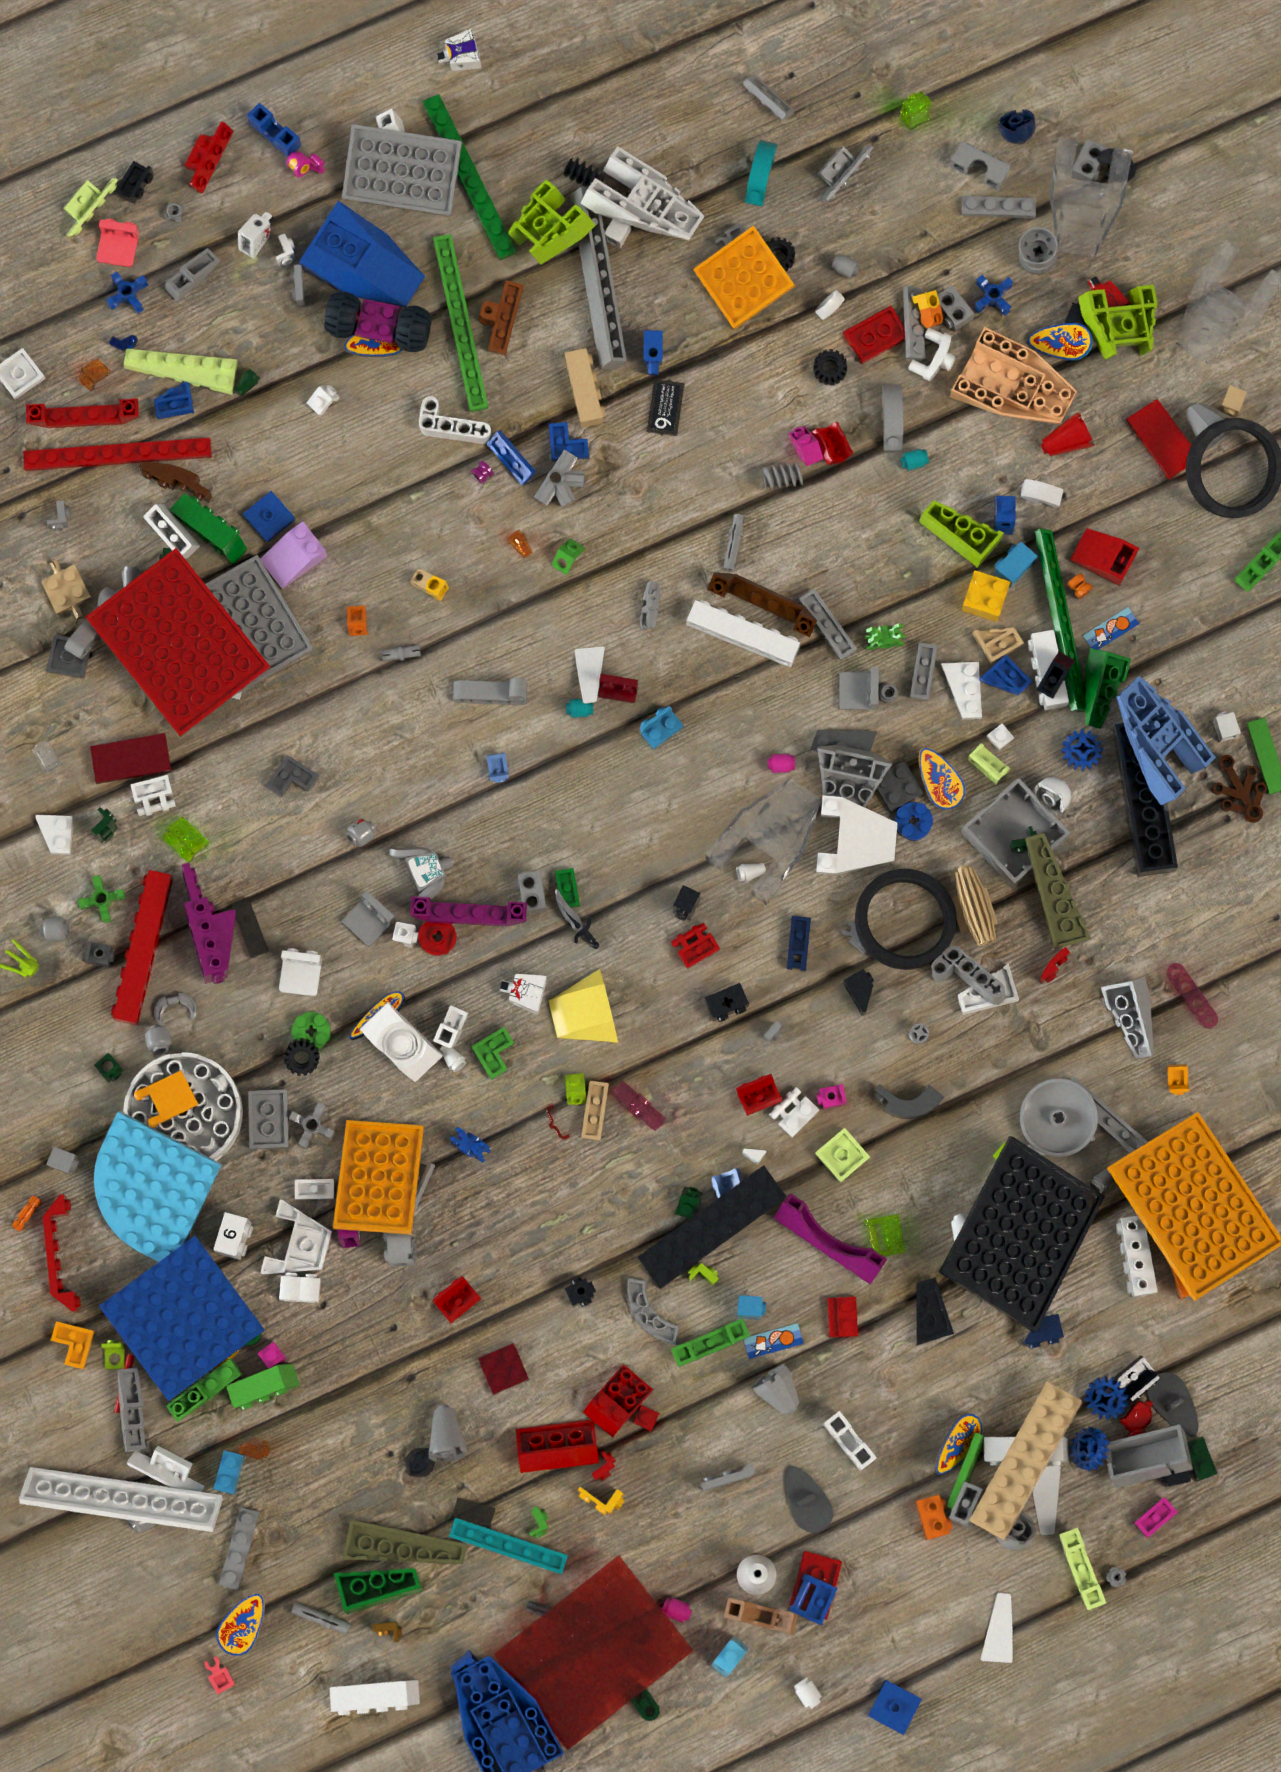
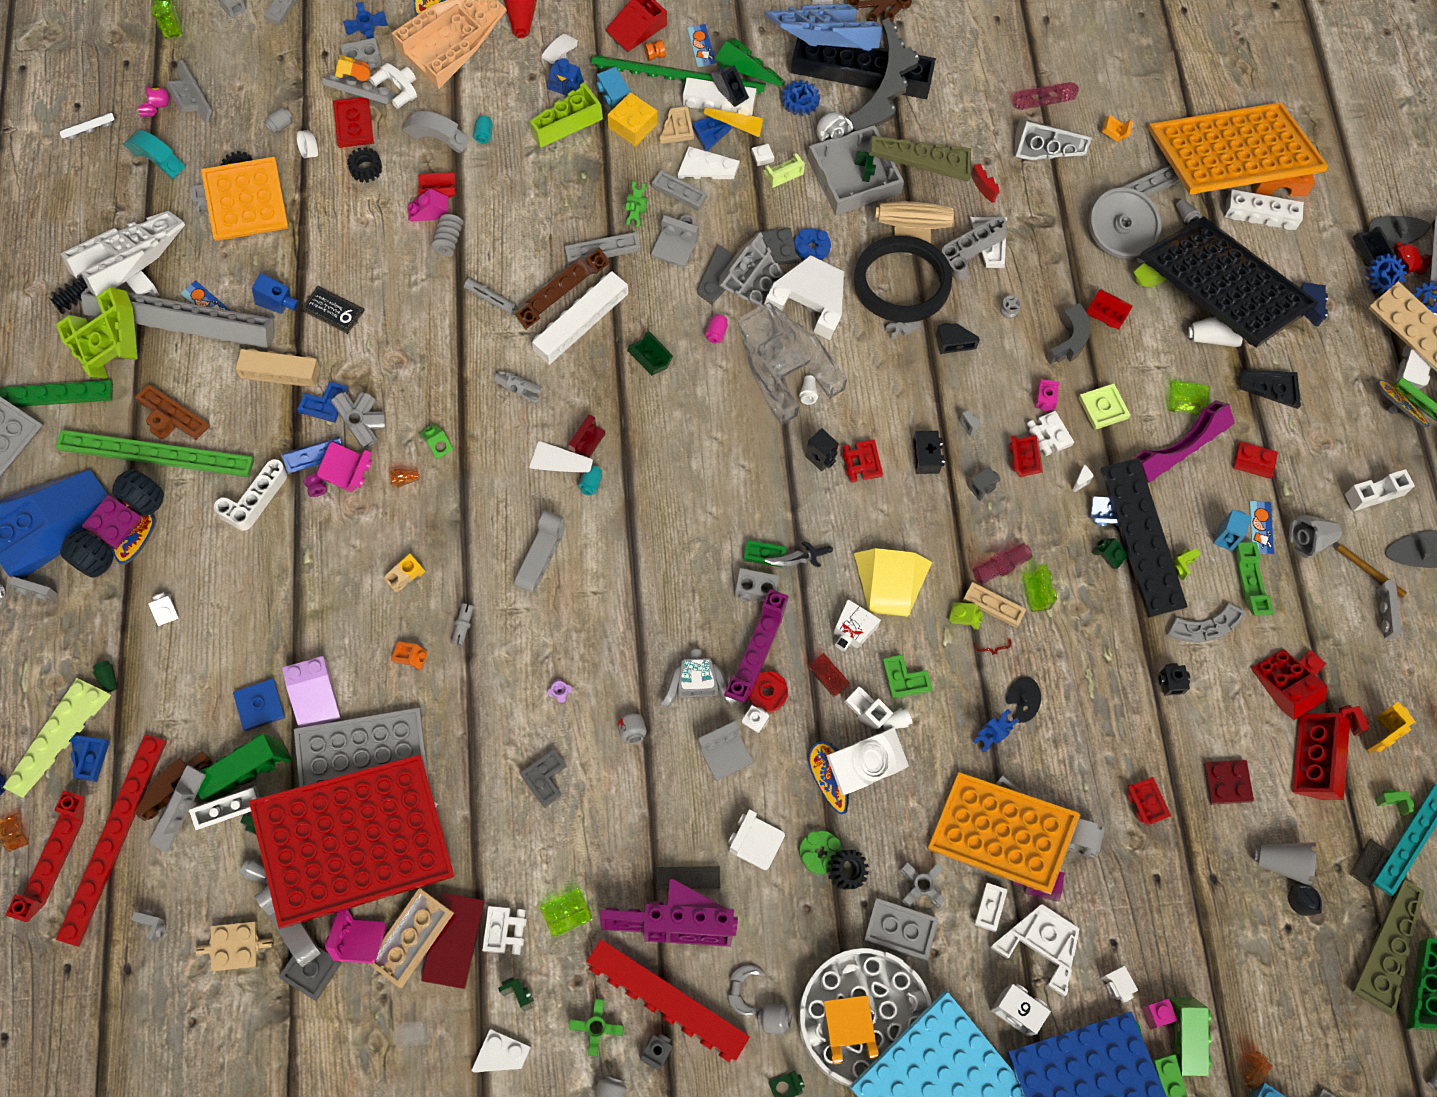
camera: 75 degrees left, 10 degrees down
(103, 680) = (354, 939): none -> dark pink bracket
(120, 723) = (411, 937): none -> tan piece
(156, 493) = (177, 808): none -> light grey bracket
(286, 1317) = (1120, 984): none -> white window
(300, 1289) = (1093, 959): white brick -> none
(373, 754) = (559, 684): none -> lavender plate
(472, 984) = (828, 675): none -> clear red plate
(497, 767) = (618, 574): medium blue bracket -> none
(508, 488) = (344, 467): none -> dark pink bracket
(522, 1165) = (1024, 693): none -> black piece
(623, 1146) = (1040, 589): none -> clear neon green bracket
(629, 291) = (200, 296): none -> sticker
(660, 727) = (640, 418): dark azure bracket -> none
(715, 1064) = (983, 483): none -> dark grey brick
(729, 712) = (651, 354): none -> dark green bracket
(765, 1455) = (1367, 568): none -> pearl gold bar
(798, 942) = (892, 374): dark blue plate -> none
(823, 143) = (156, 99): none -> dark pink piece
(940, 780) = (785, 208): shield -> none
(951, 1130) = (1109, 309): none -> red bracket
(1028, 700) = (746, 123): none -> yellow sticker
(1122, 833) = (900, 61): none -> dark grey arch

